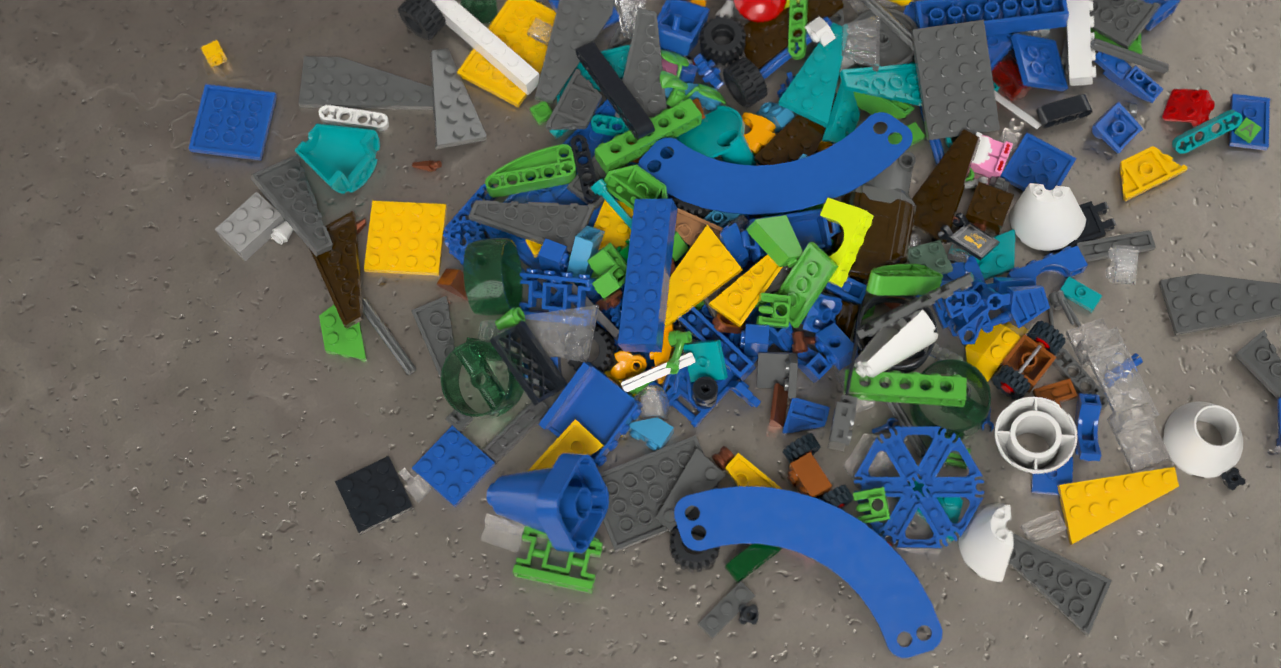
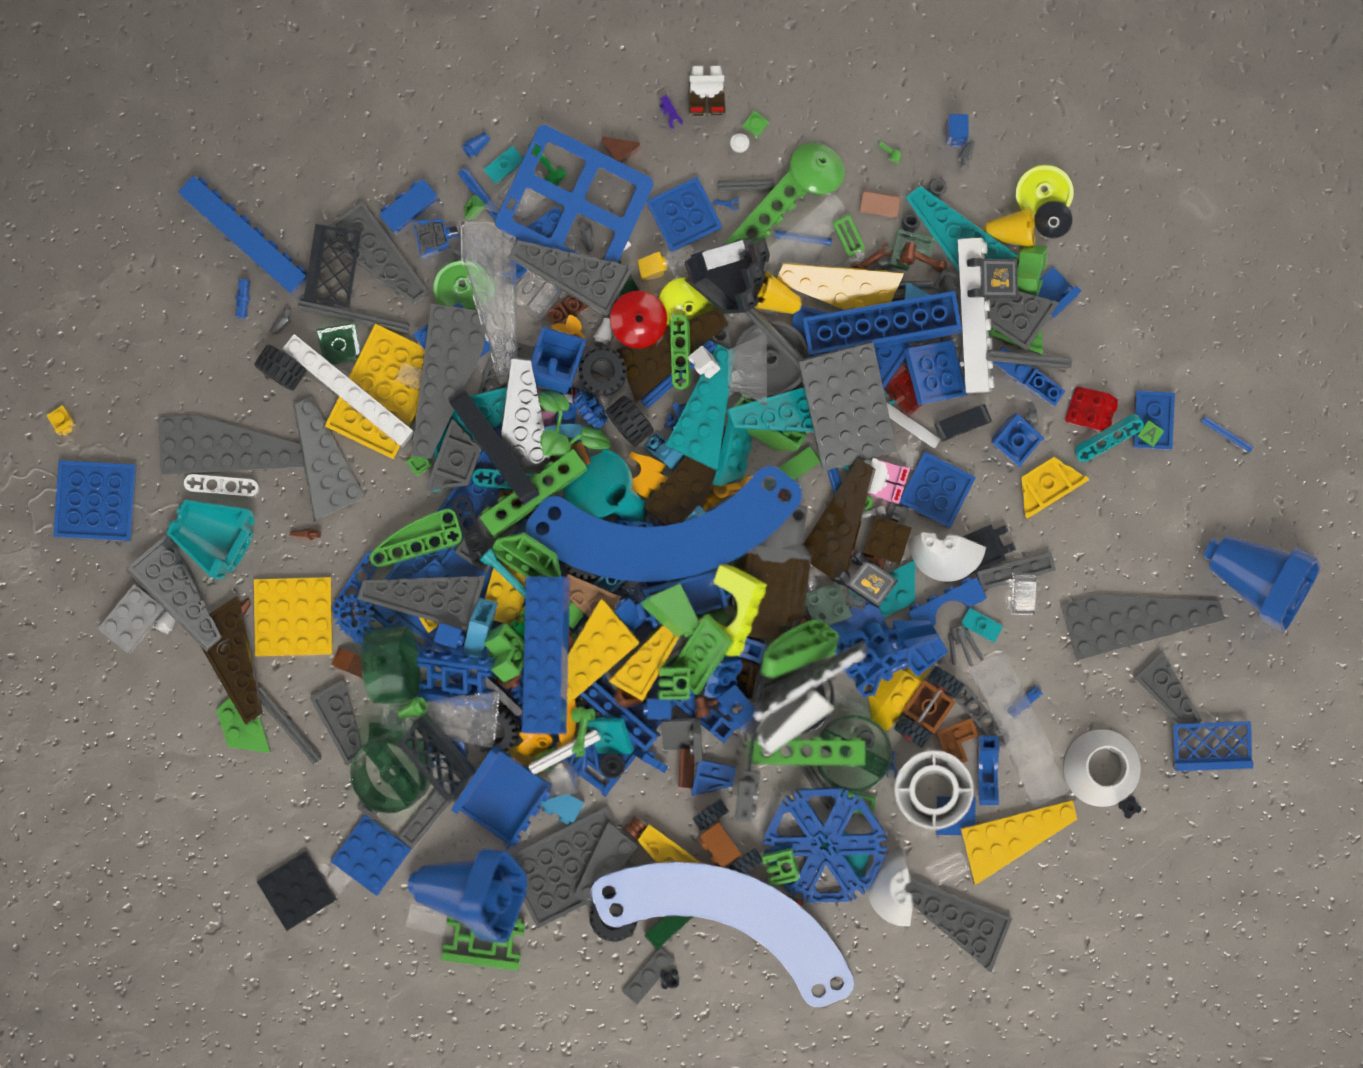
camera: 10 degrees left, 15 degrees up
(574, 440) = (484, 832): yellow wing -> none
(888, 425) = (795, 780): blue hand -> none

